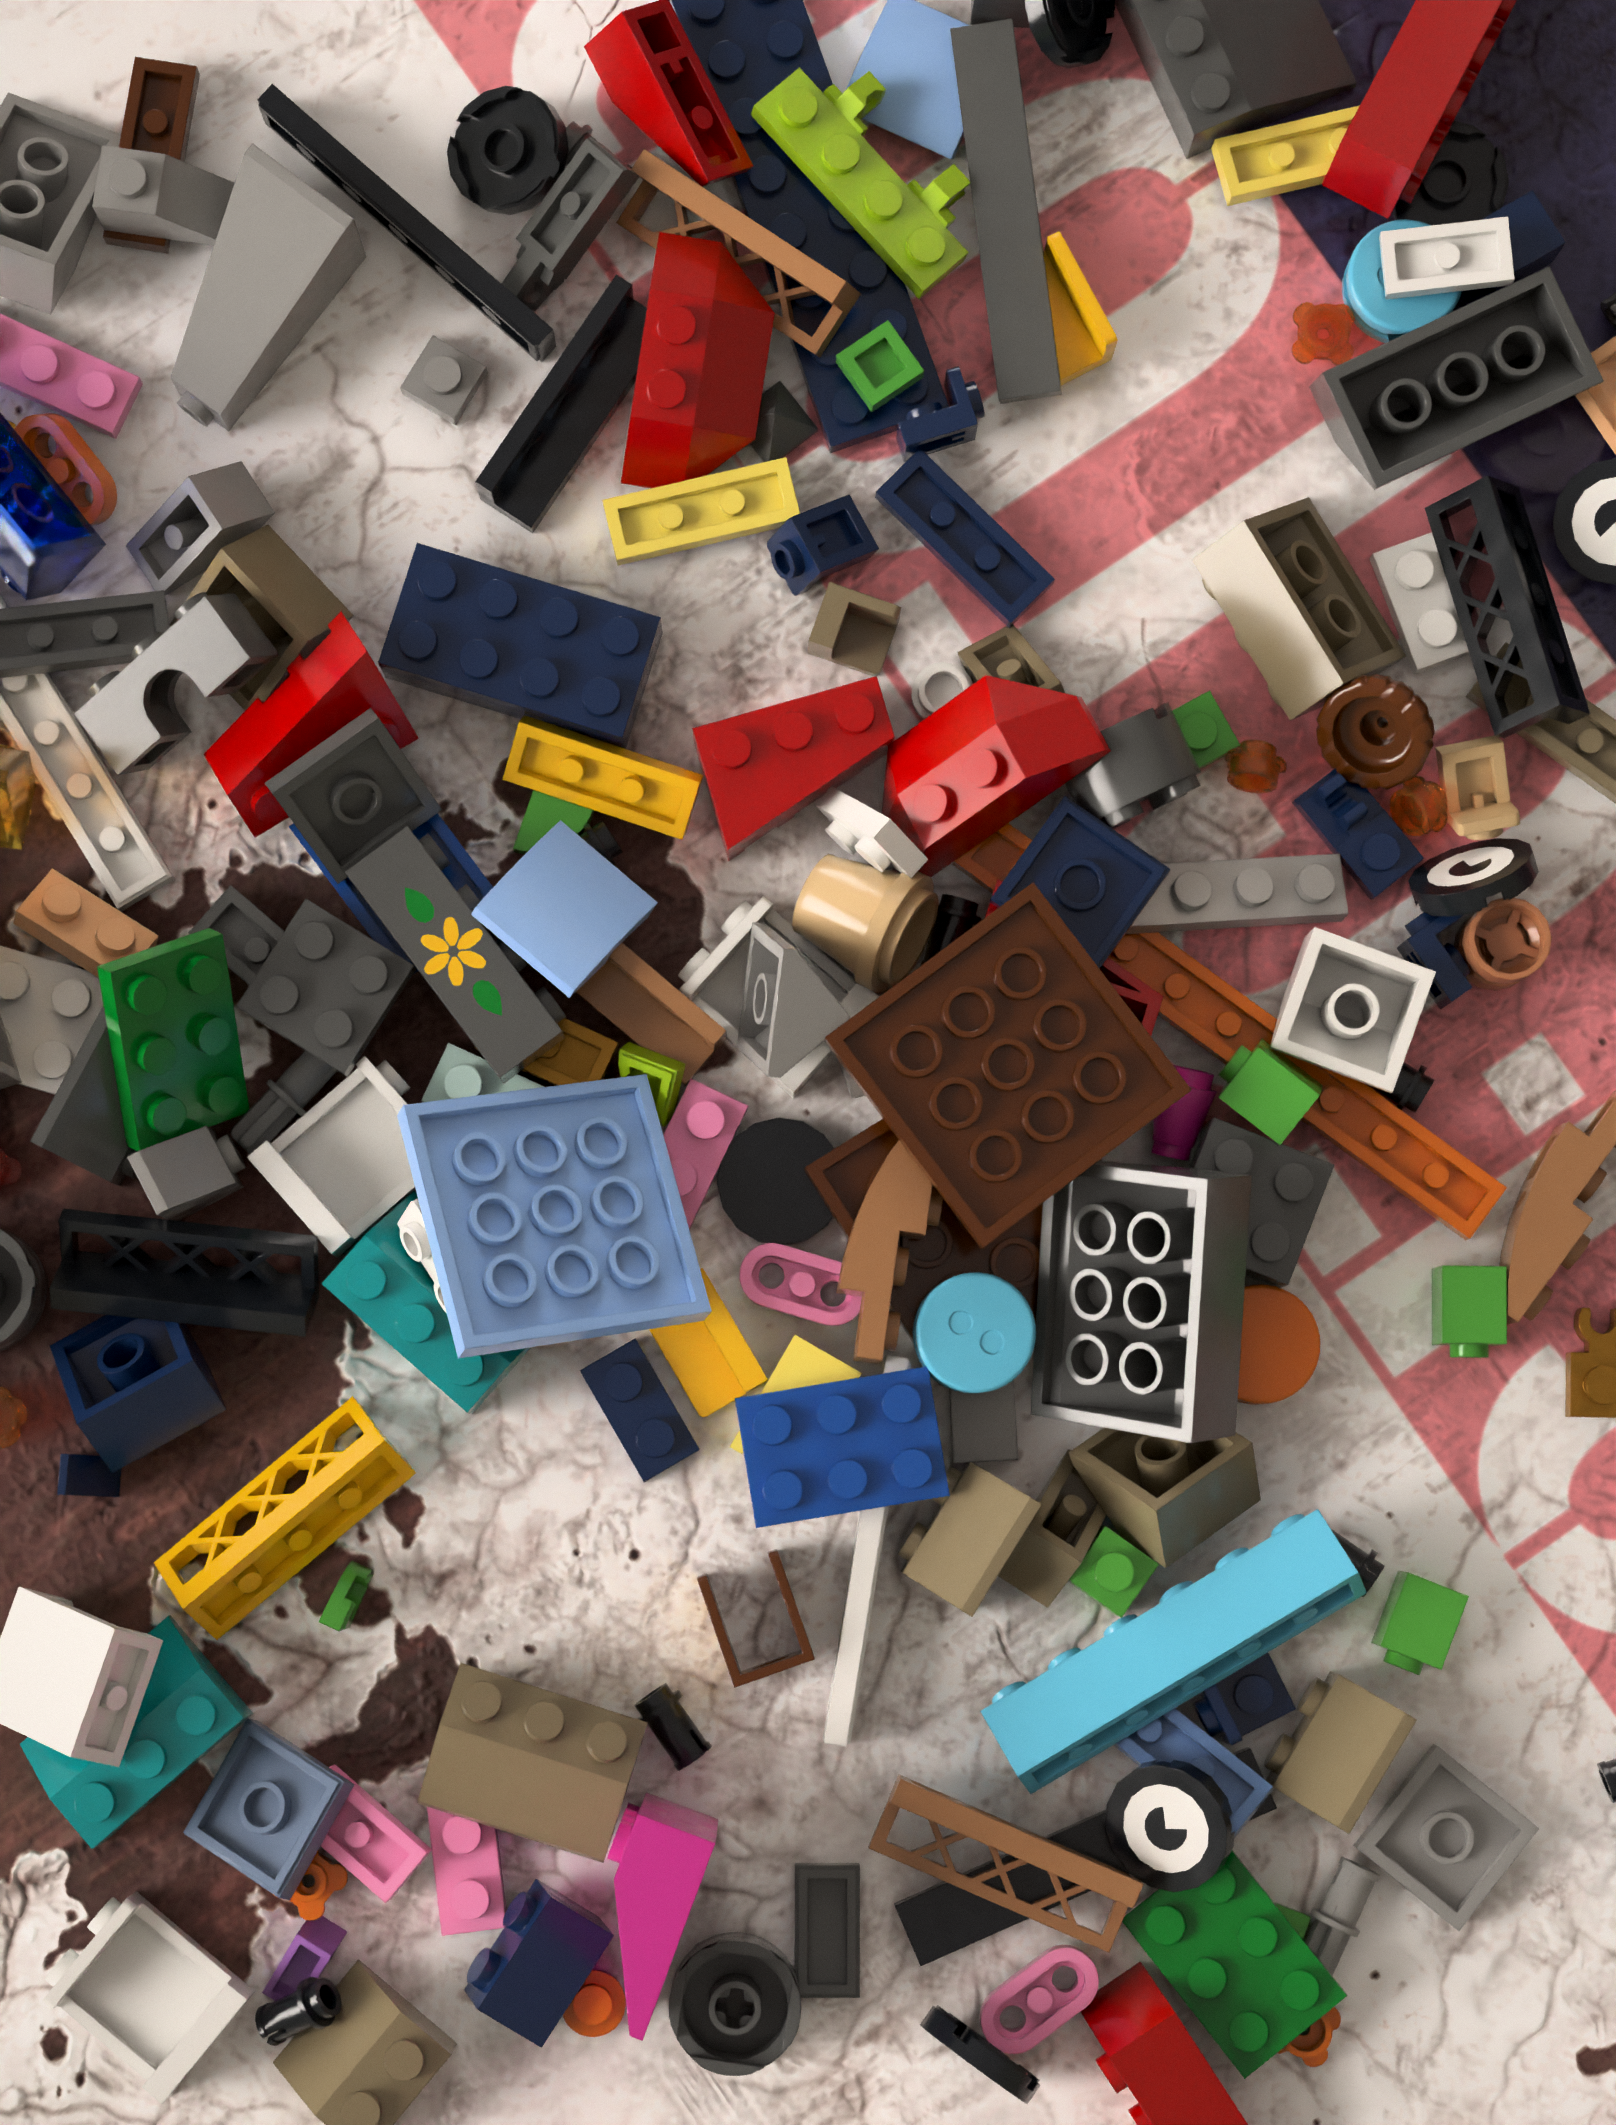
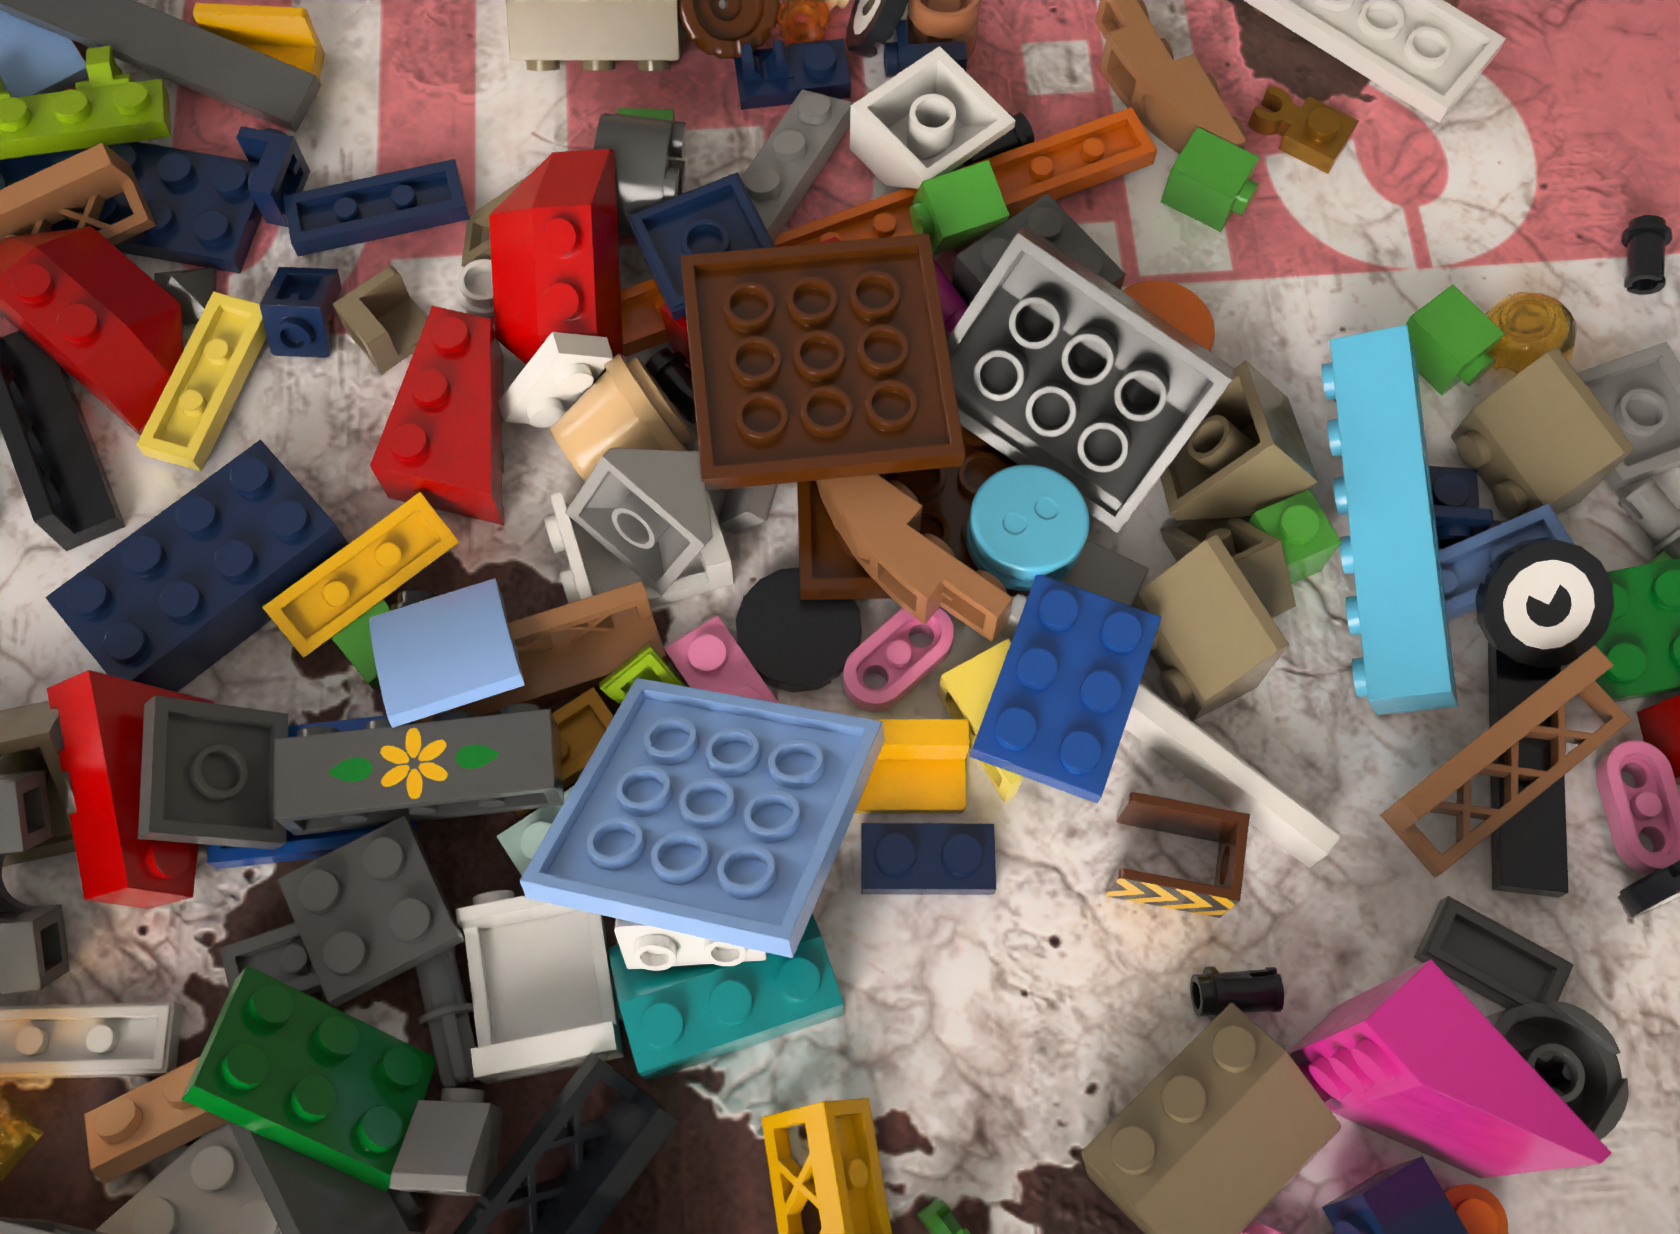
camera: 55 degrees left, 15 degrees down
(879, 366) = (194, 178): bright green plate -> none
(1254, 766) = (699, 108): clear orange plate -> none
(1476, 1696) = (1531, 328): none -> clear yellow hair

